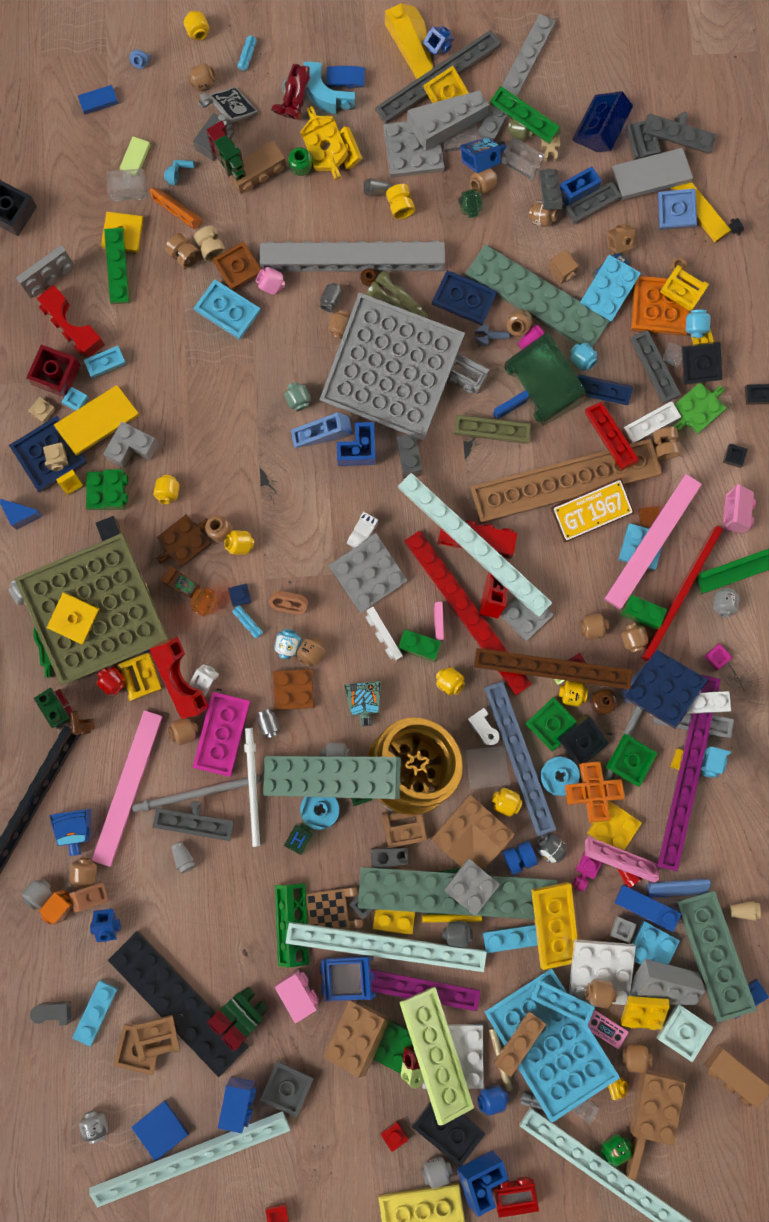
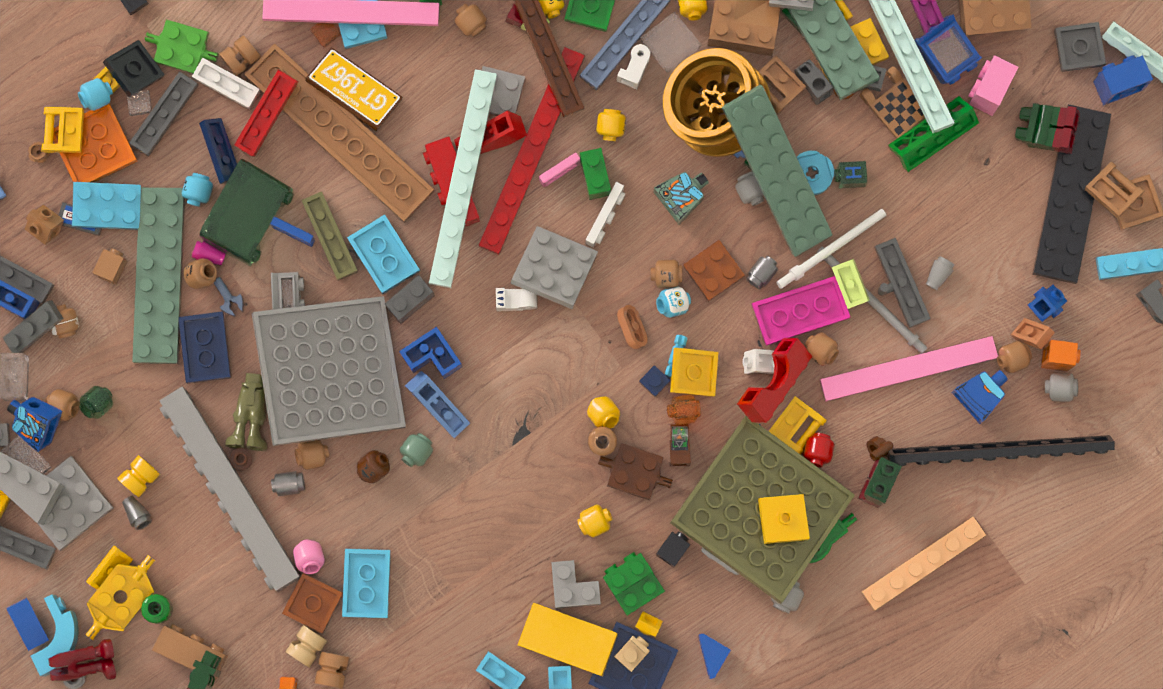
camera: 120 degrees left, 0 degrees up
(216, 783) = (850, 283): none -> yellowish green plate
(225, 625) = (694, 372): none -> yellow plate
(304, 360) = (373, 467): none -> reddish brown head
(455, 459) = (383, 254): none -> medium azure plate

